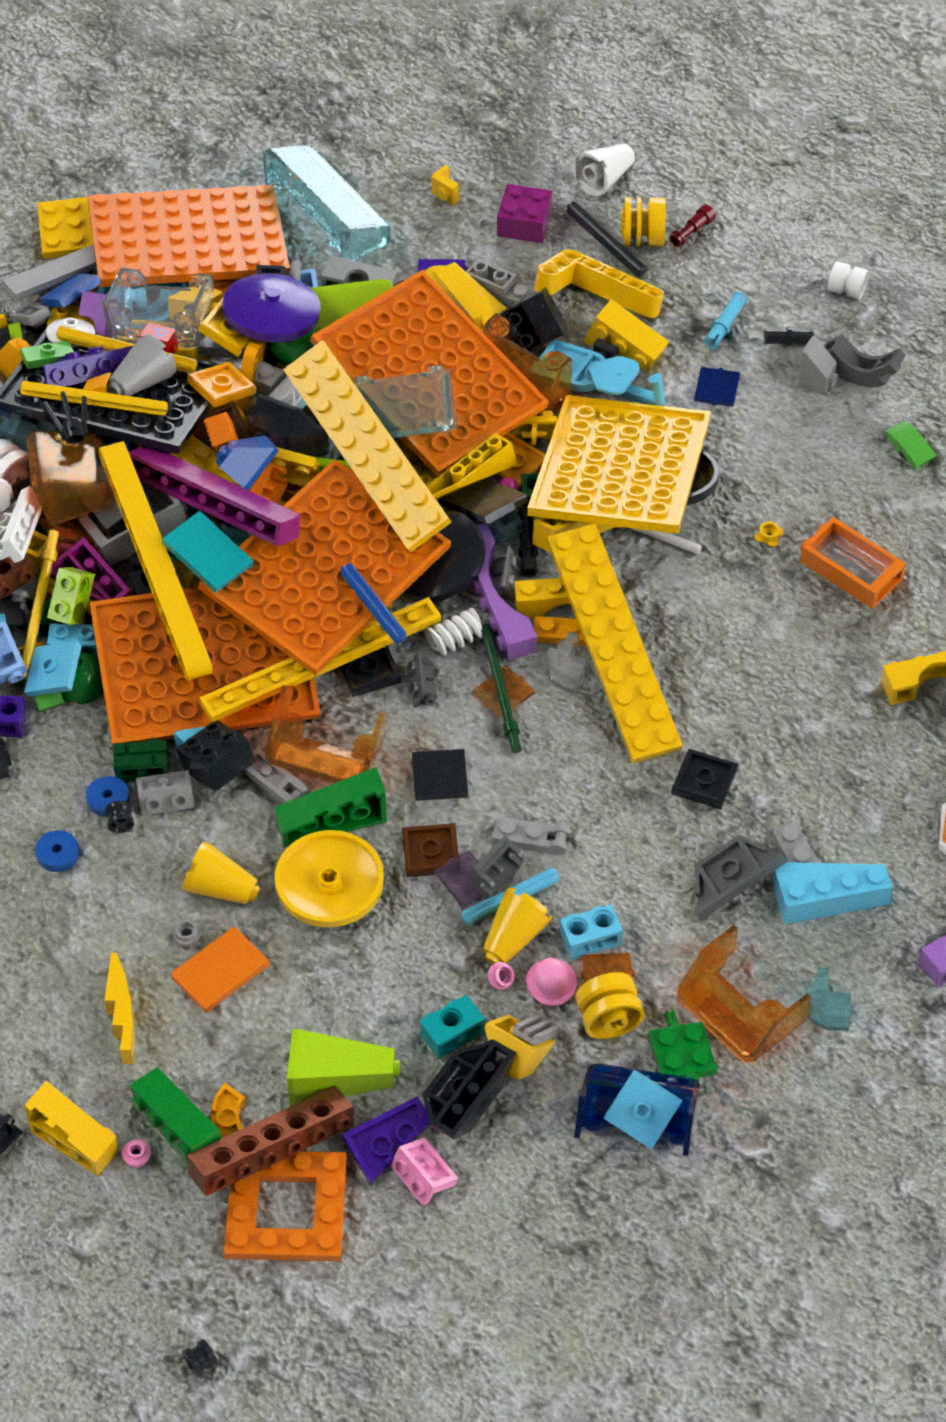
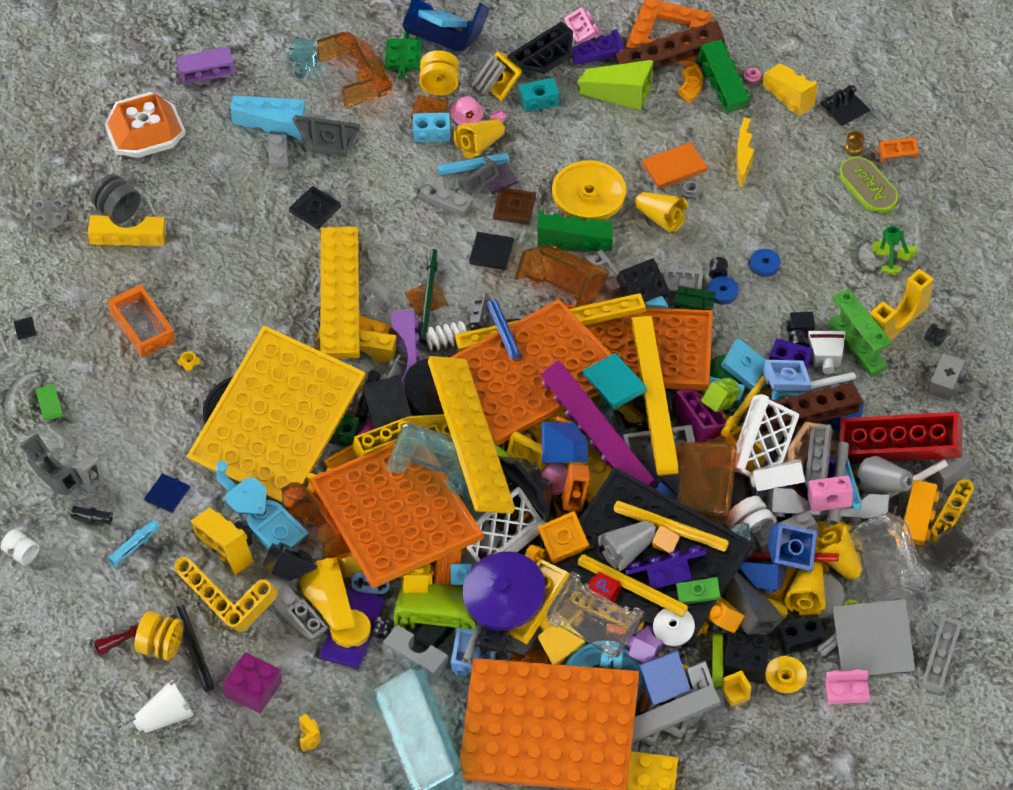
camera: 165 degrees left, 0 degrees up
(73, 430) = (694, 494): black plant -> none

